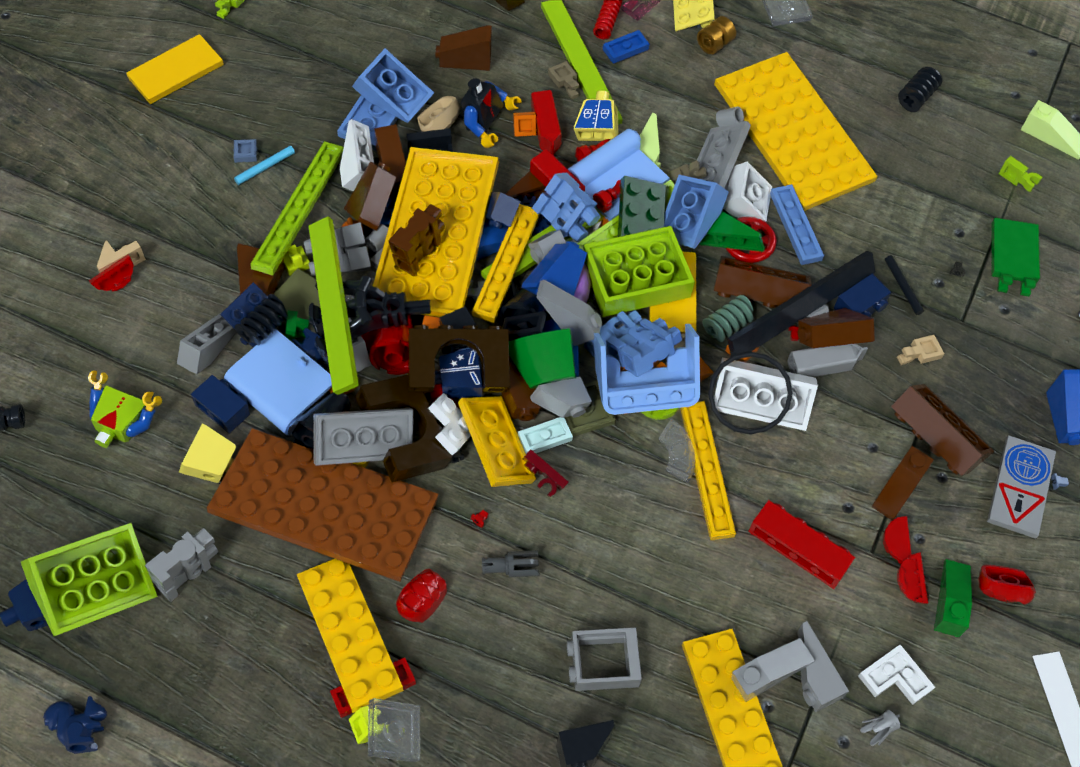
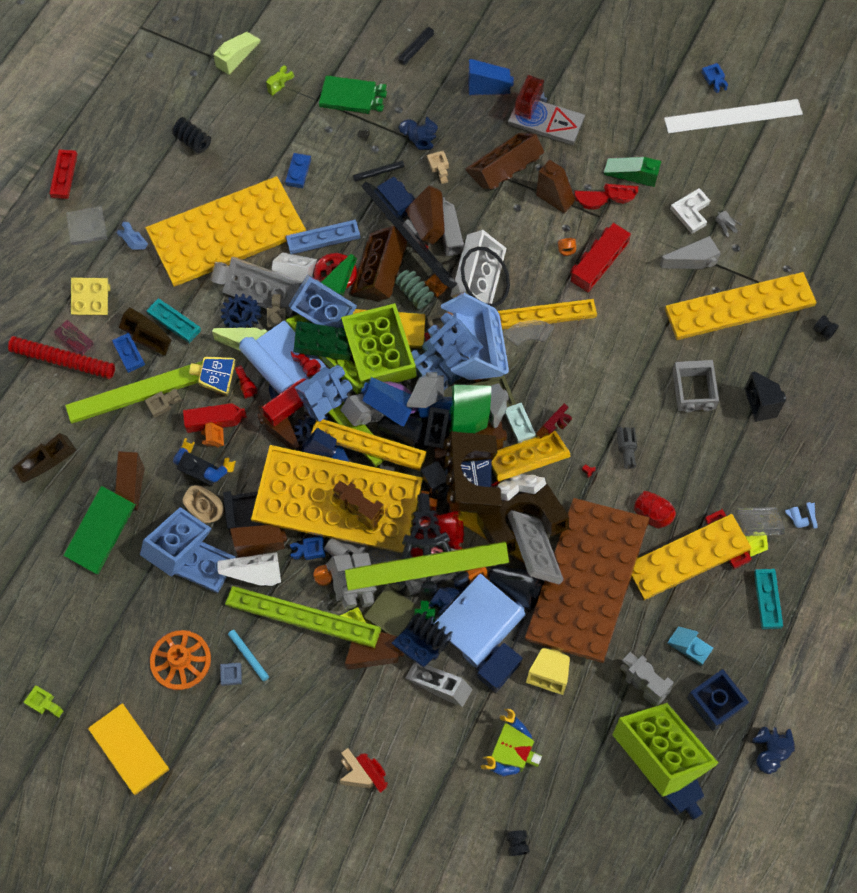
camera: 85 degrees left, 5 degrees up
(145, 651) = (717, 700): none -> dark blue brick
(228, 631) = (691, 646): none -> medium azure slope
(266, 102) = (180, 658): none -> orange wheel
(283, 735) = (768, 599): none -> teal plate
(371, 195) = (301, 552): reddish brown slope -> none
(411, 28) = (99, 530): none -> green tile
(652, 54) = (145, 331): none -> dark brown slope
(668, 84) = (173, 320): none -> teal plate
(681, 143) = (249, 312): none -> dark blue gear
(716, 35) = (121, 277): pearl gold wheel -> none
(771, 43) = (133, 239): none -> medium blue plate
(771, 669) = (701, 279): light grey slope -> none
(818, 502) = (567, 243): none -> orange tile
(890, 200) = (298, 170): none -> blue plate
(967, 326) = (419, 135): none -> dark blue animal
(1006, 584) = (623, 137): red piece -> none
(1047, 453) = (529, 97): none -> clear red brick

